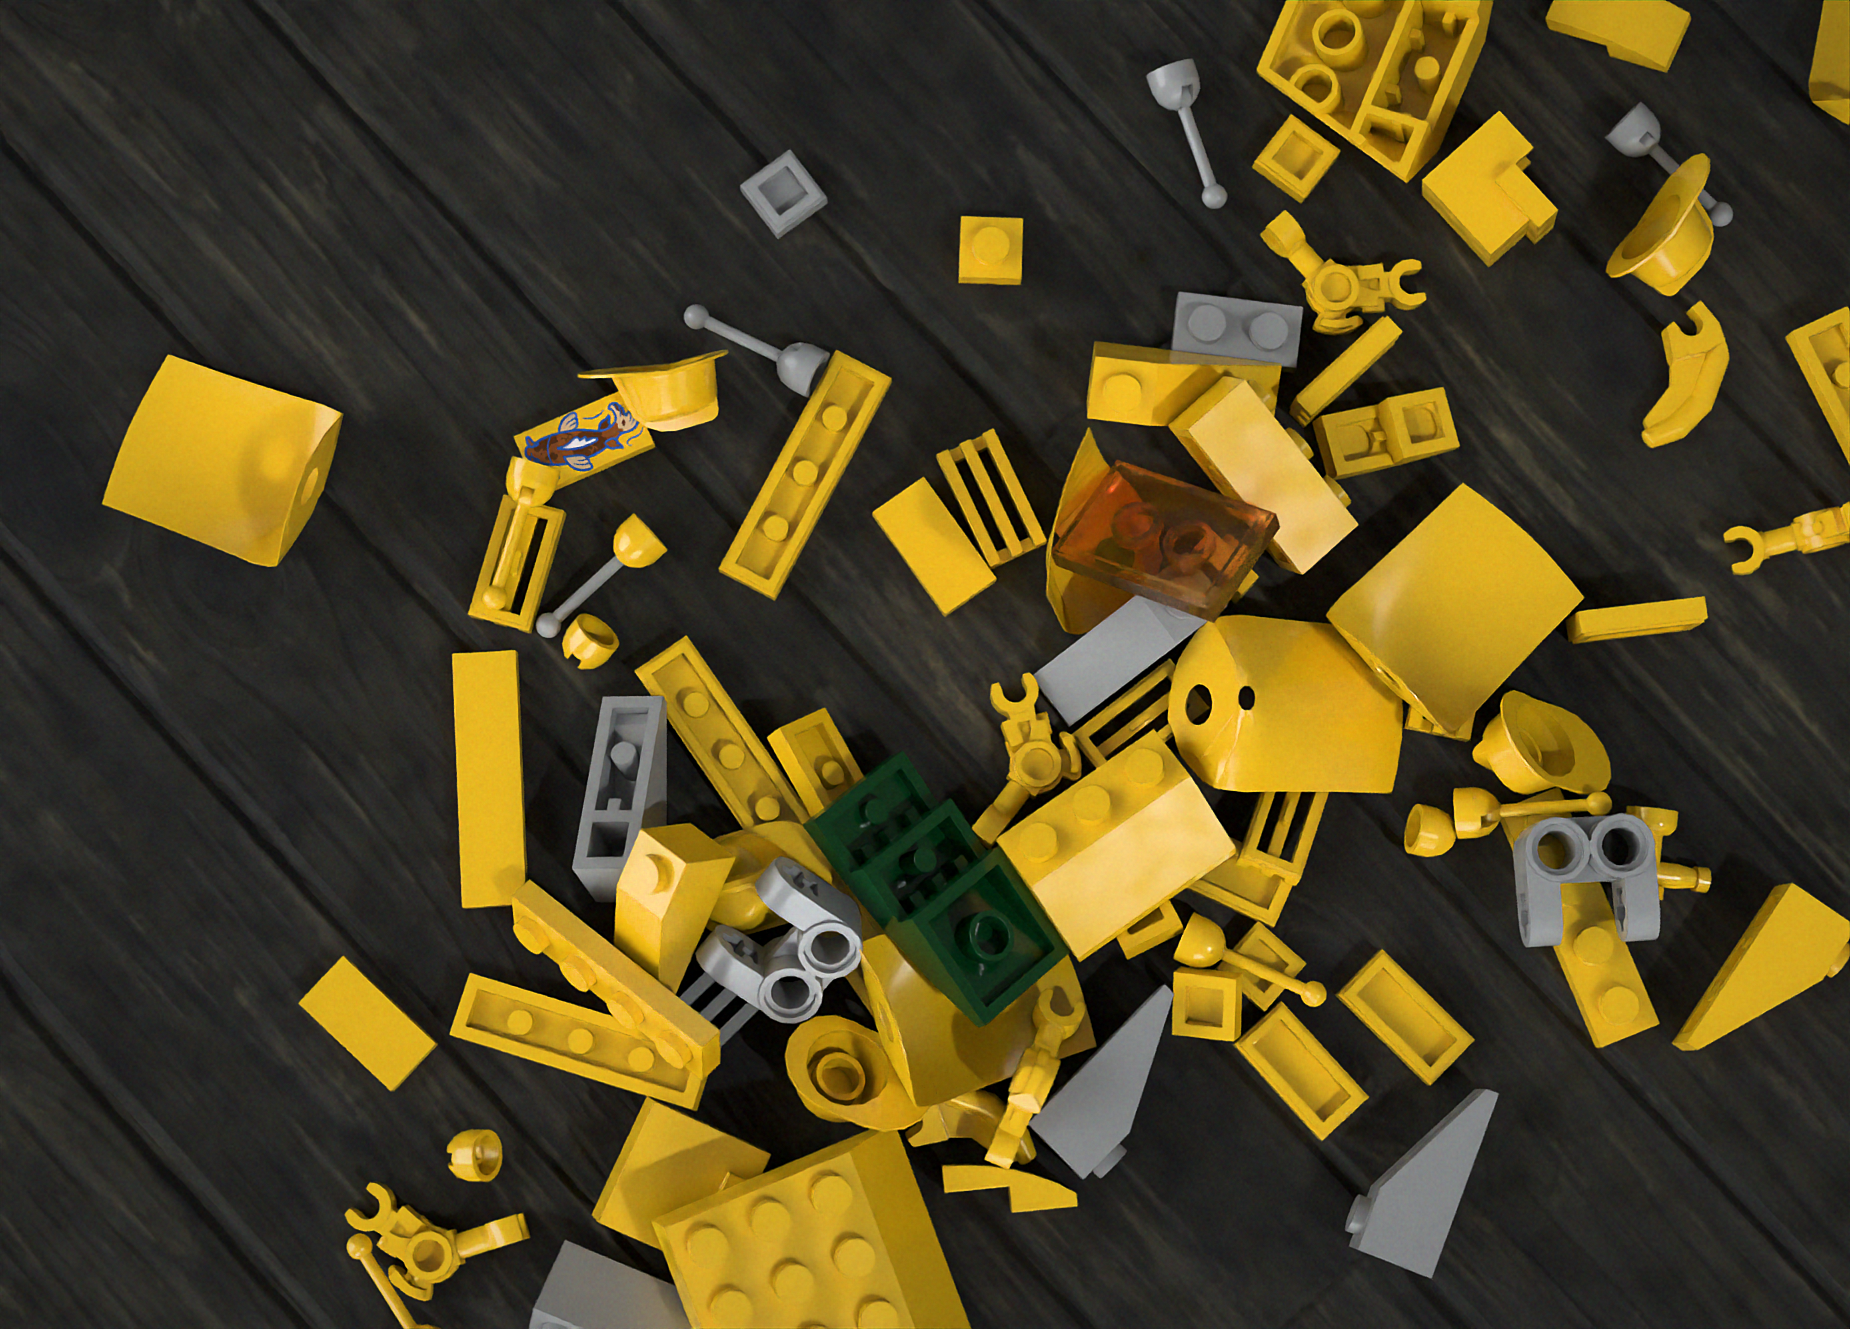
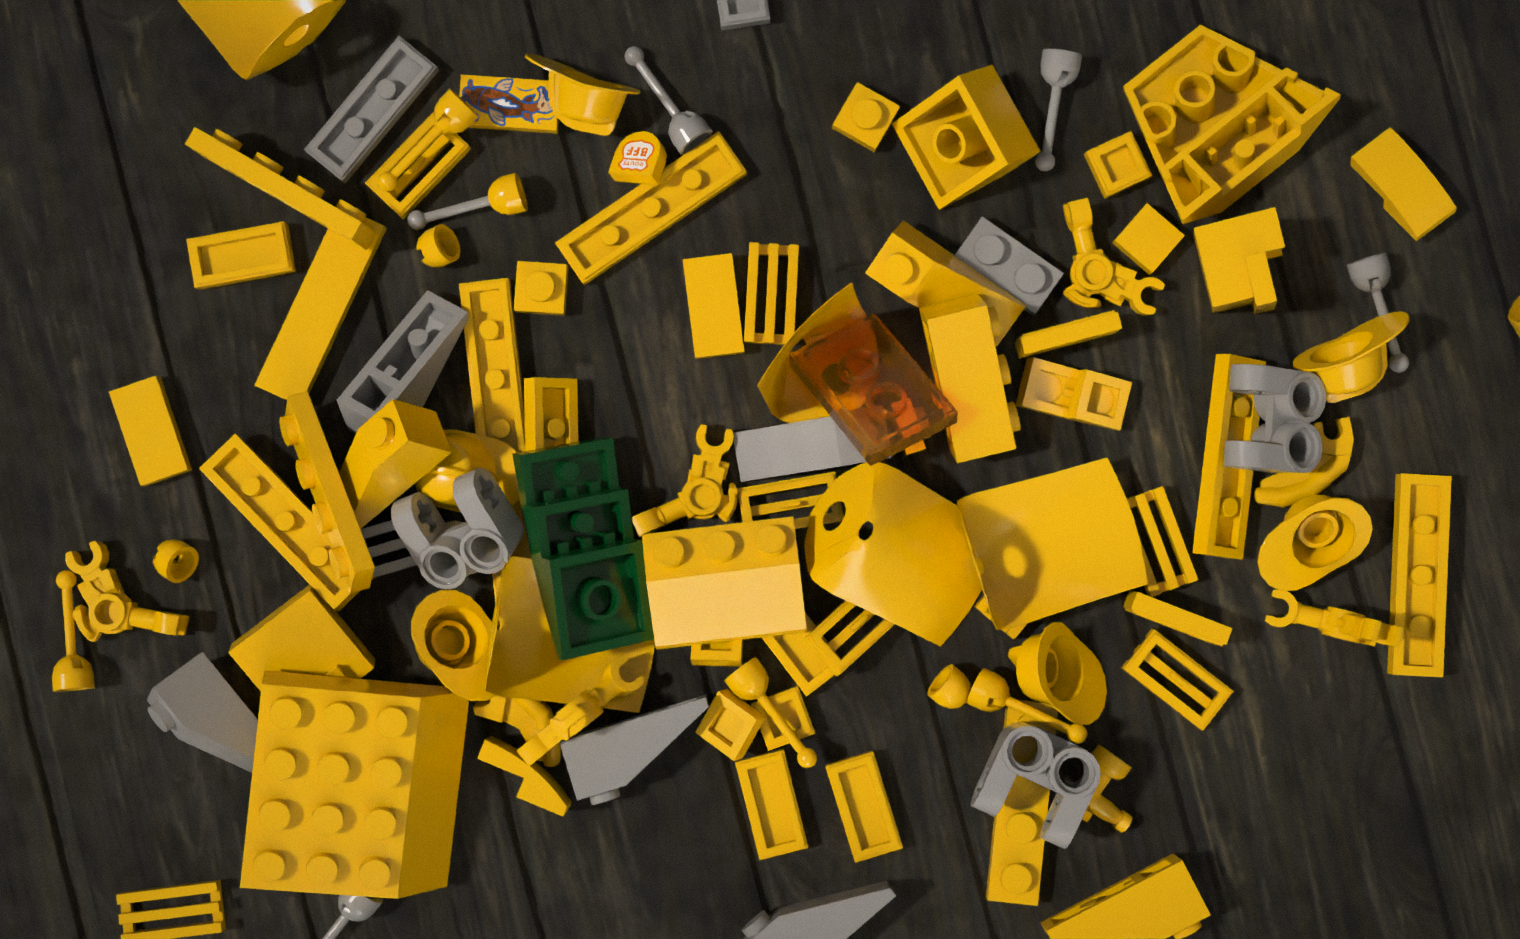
camera: 35 degrees right, 5 degrees up
(351, 663) = (265, 175): none -> yellow plate
(368, 770) = (241, 255): none -> yellow tile
(431, 529) = (372, 109): none -> light grey tile
(729, 628) = (541, 288): none -> yellow plate
(764, 427) = (639, 159): none -> yellow tile
(1113, 214) = (965, 136): none -> yellow slope
(1374, 222) = (1148, 239): none -> yellow tile
(1585, 535) = (1175, 538): none -> yellow tile
(1595, 412) = (1225, 490): none -> yellow plate
(1619, 680) = (1143, 652): none -> yellow tile
(1627, 320) = (1287, 405): none -> light grey piece
(1738, 454) = (1313, 541): none -> yellow piece

